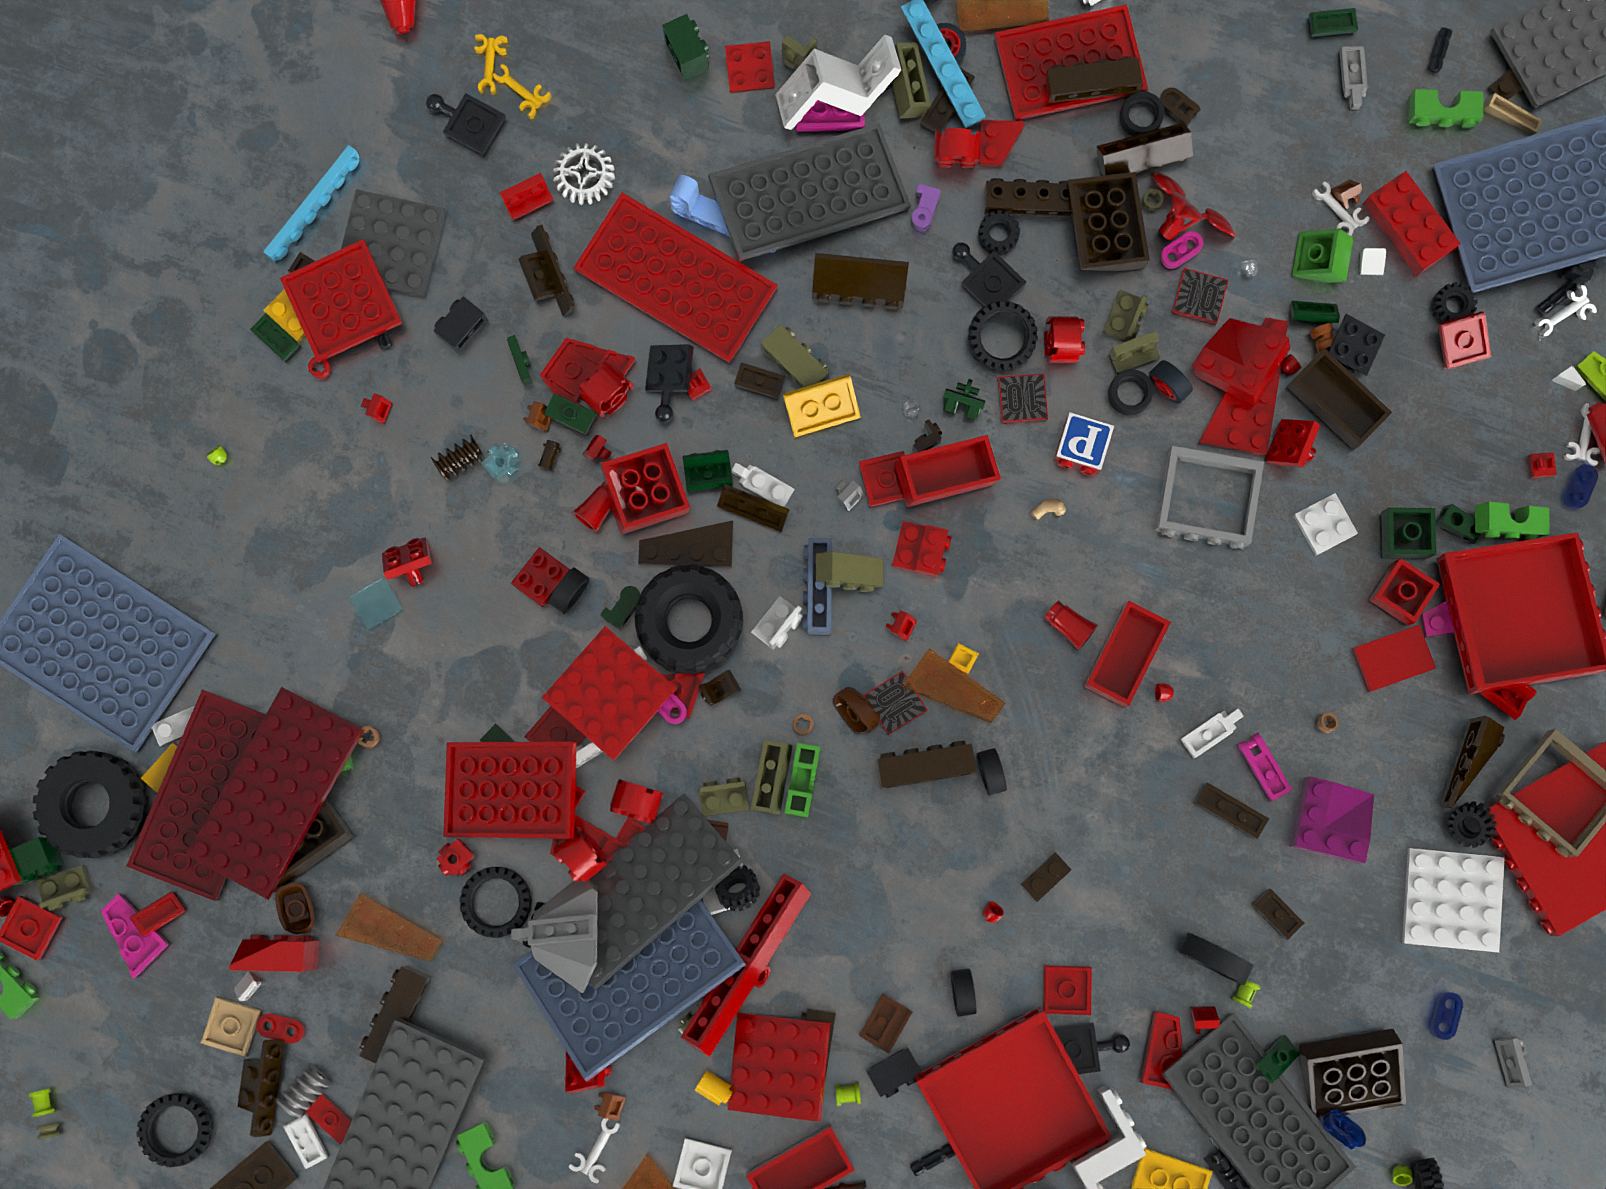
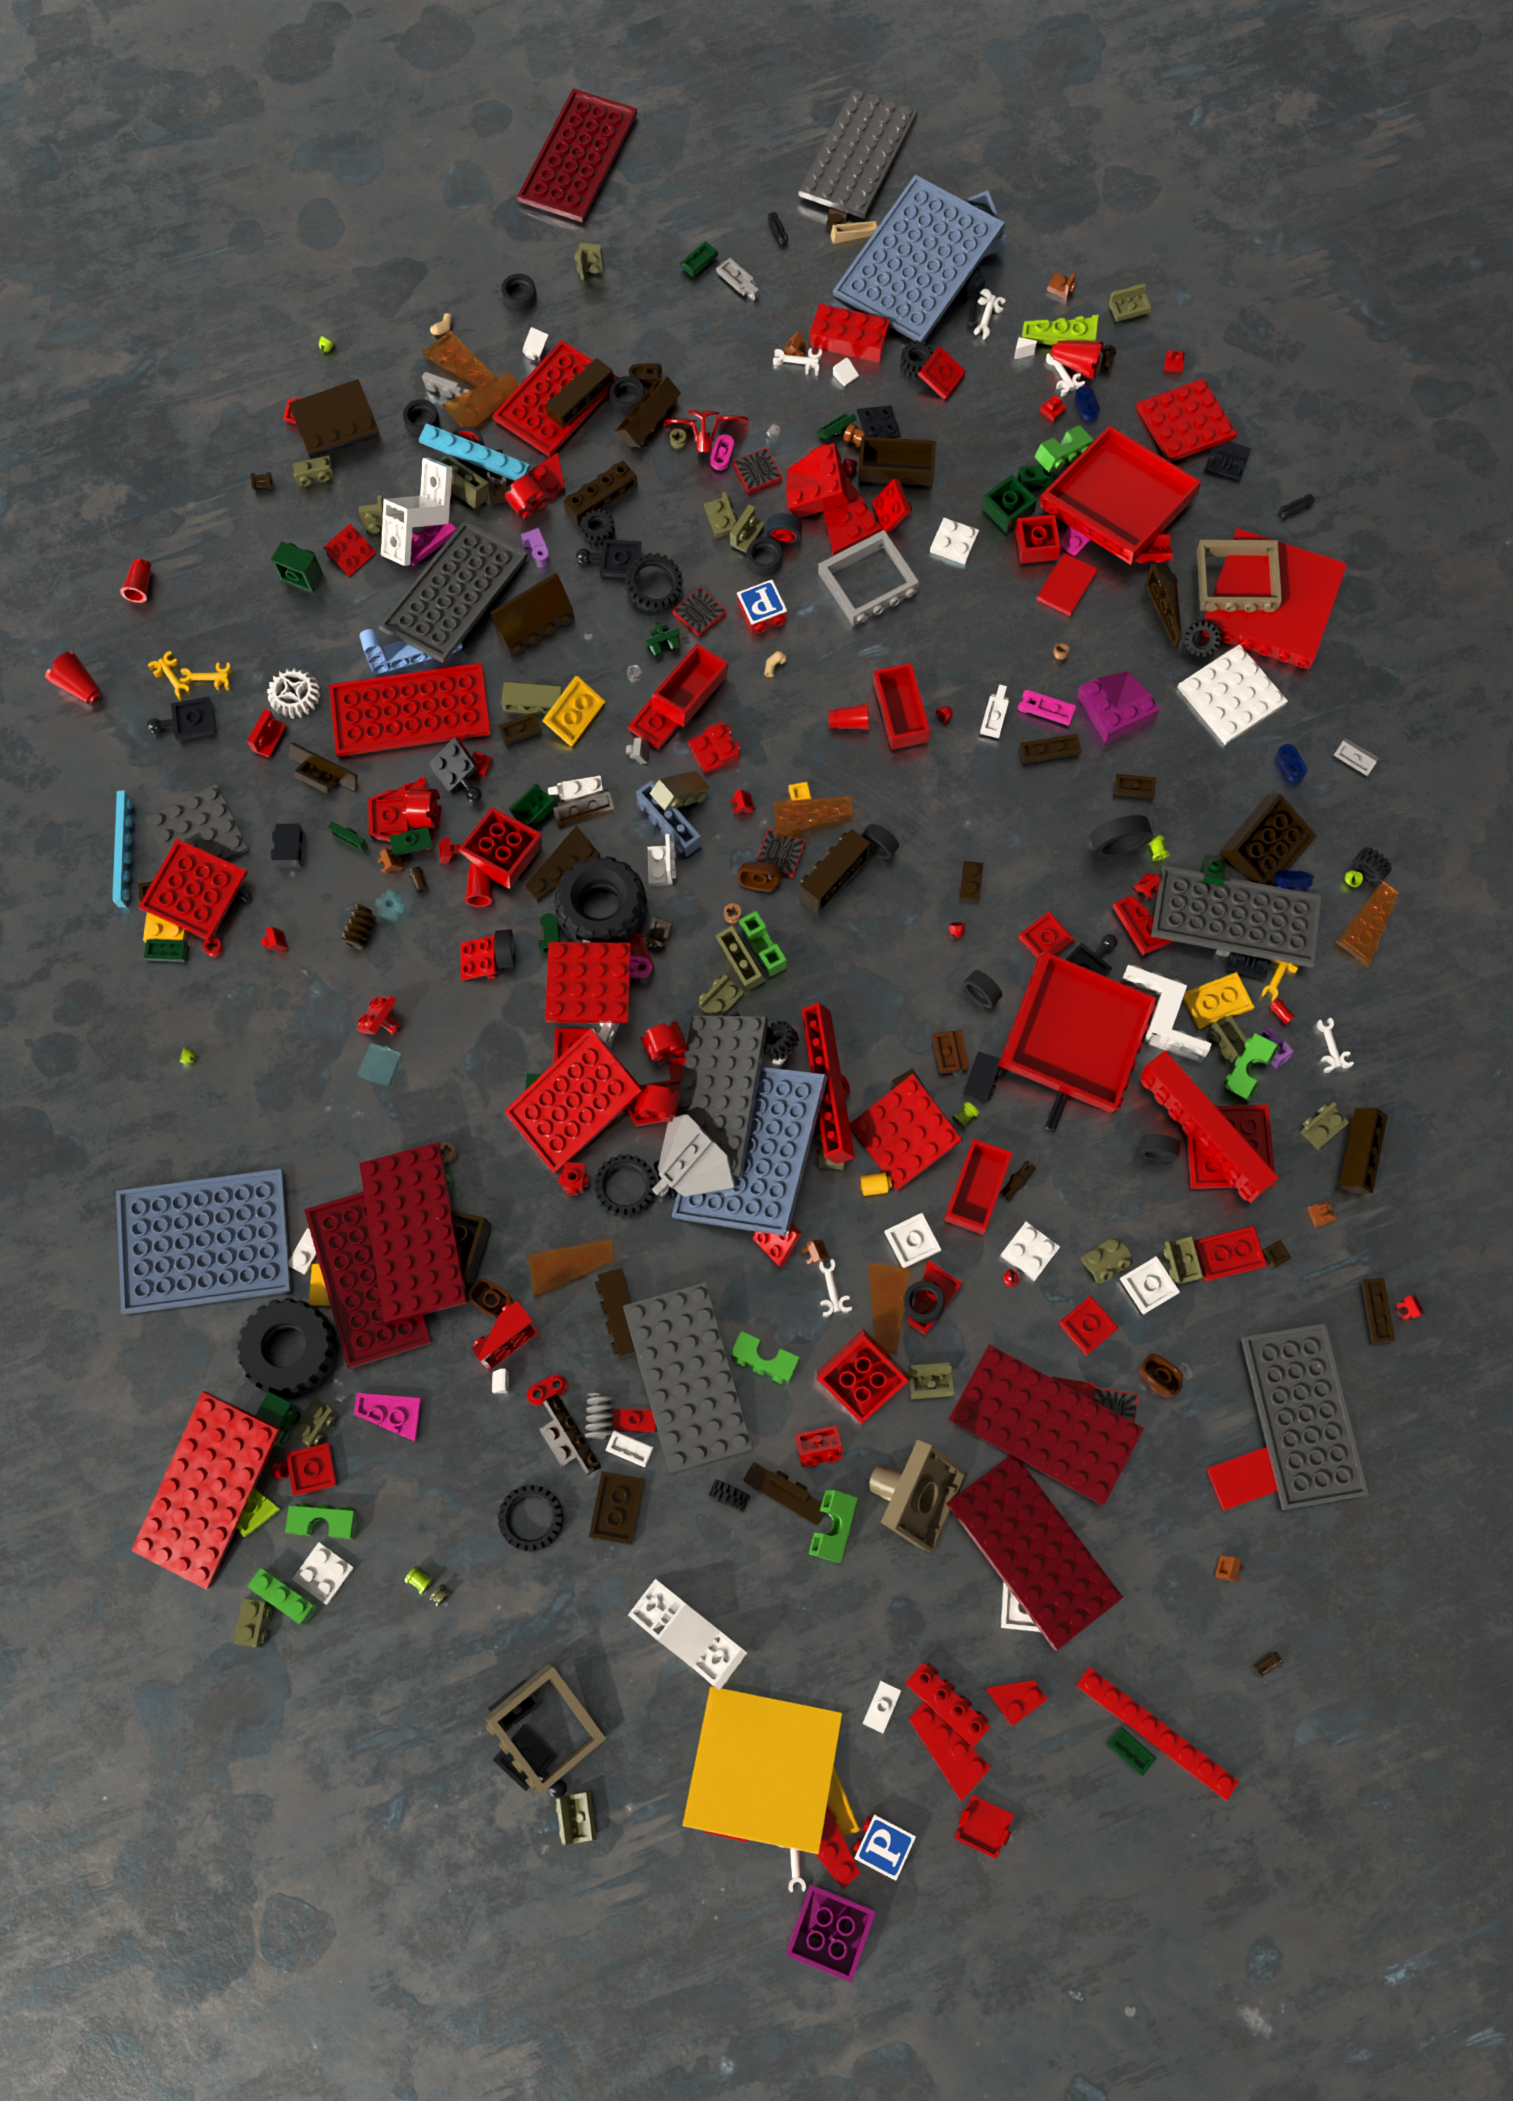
camera: 35 degrees left, 10 degrees down
(157, 914) = (396, 1384): red tile -> none
(231, 1026) = (511, 1417): tan tile -> none
(928, 442) = (660, 674): dark brown bracket -> none
(1064, 339) = (695, 554): red brick -> none
(1108, 222) = (663, 466): dark brown slope -> none
(1323, 255) = (812, 390): bright green slope -> none
(1427, 110) = (801, 264): bright green arch -> none

